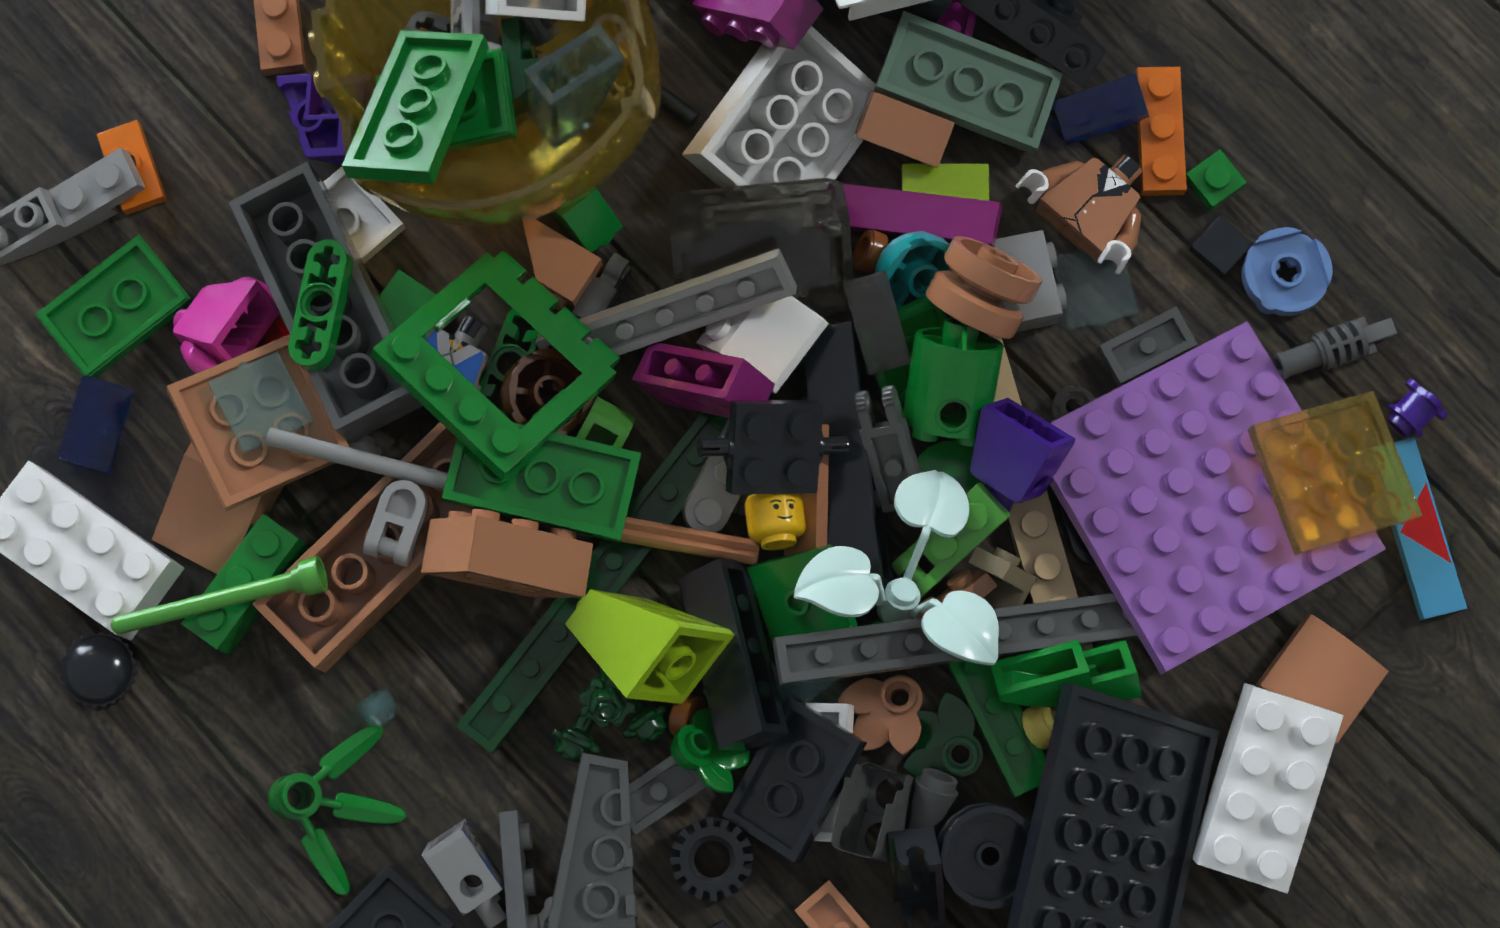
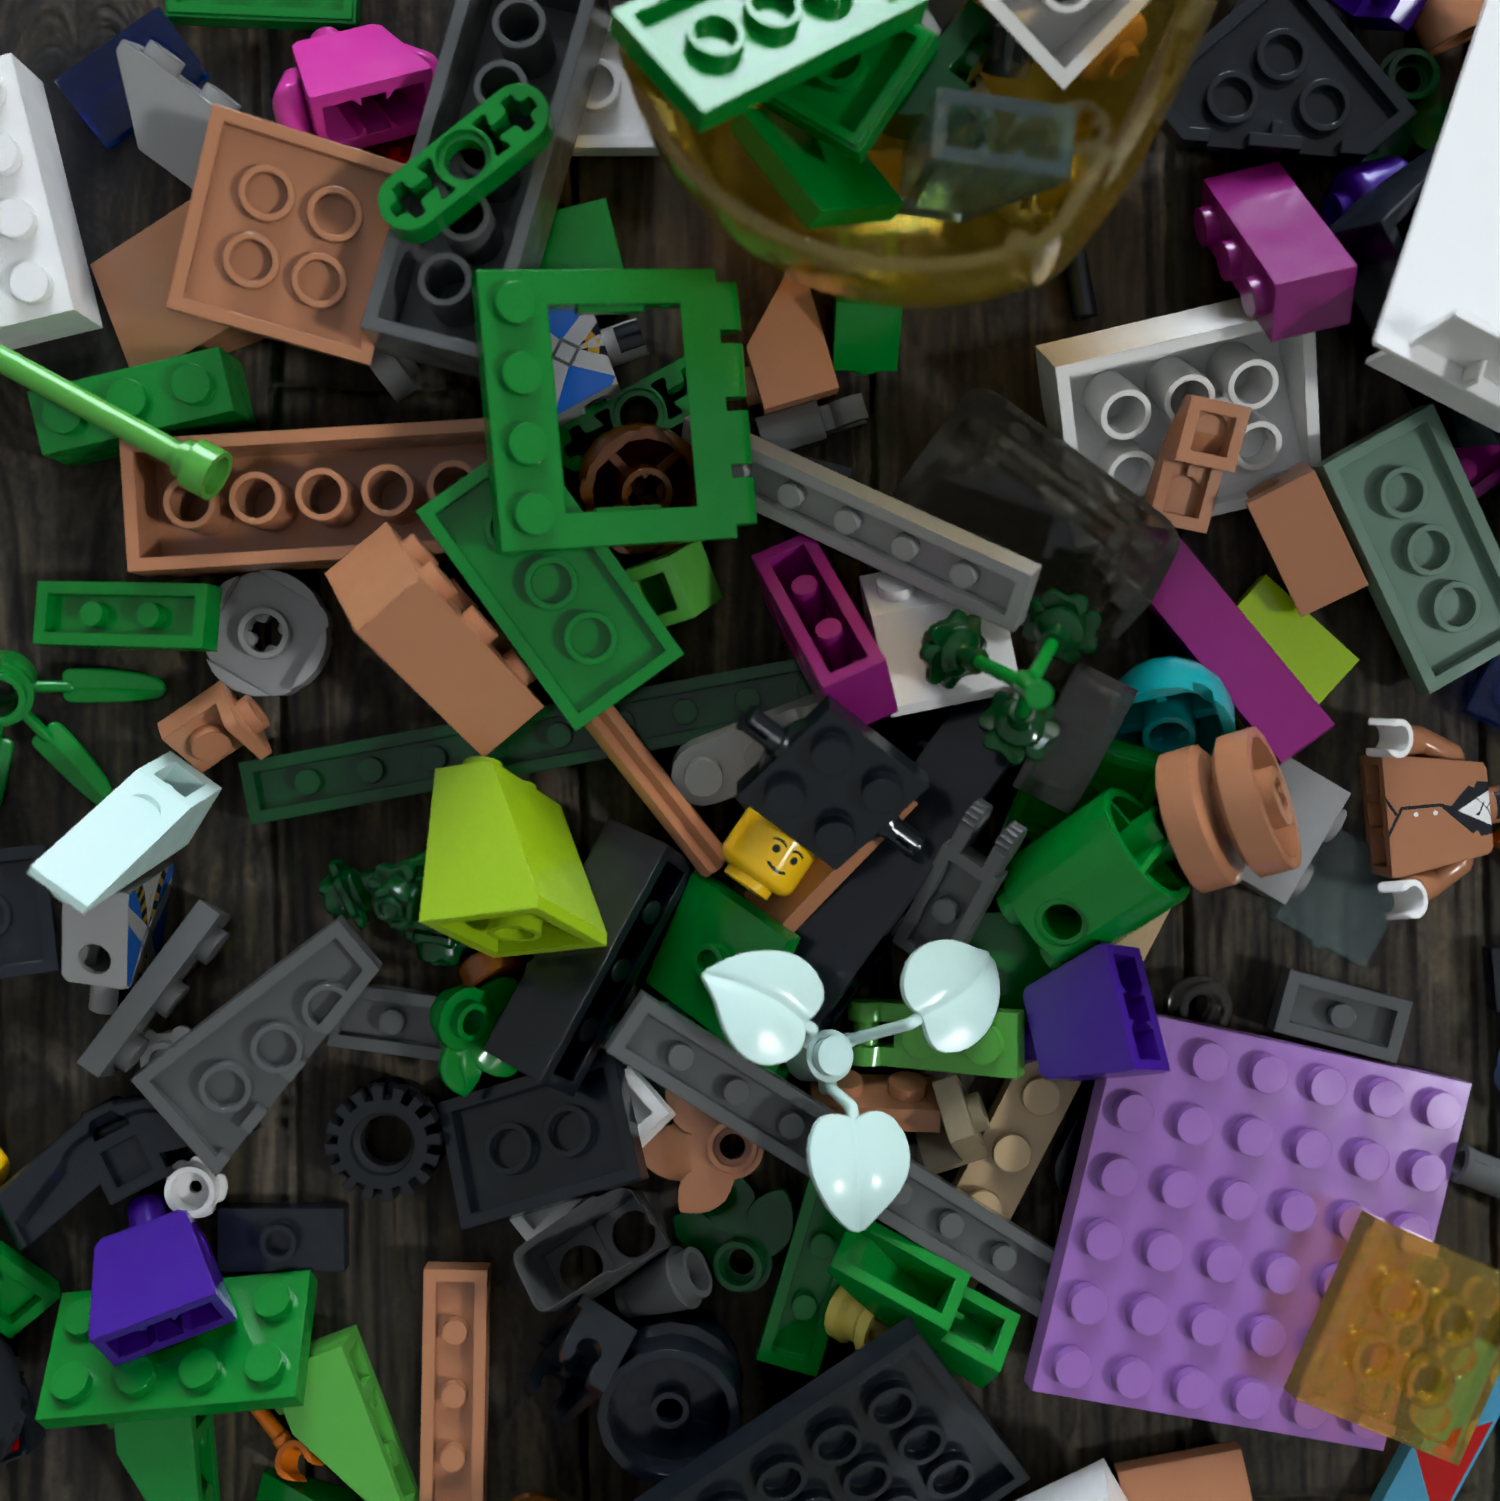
camera: 40 degrees right, 10 degrees up
(143, 421) = (166, 107): none -> light grey slope
(260, 398) = (308, 217): clear light blue piece -> none
(329, 699) = (127, 615): none -> green plate
(356, 458) = (360, 377): light grey bar -> none
(377, 707) = (175, 669): clear light blue hinge -> none
(391, 632) = (304, 629): none -> light grey plate
(402, 506) = (369, 479): light grey plate -> none
(427, 717) = (215, 727): none -> nougat bracket
(432, 801) = (127, 833): none -> light aqua slope
(499, 164) = (813, 177): none -> green tile
(811, 138) = (1190, 464): none -> nougat slope
(841, 337) = (1021, 723): none -> dark green plant
(868, 250) = (1142, 640): dark orange tile -> none

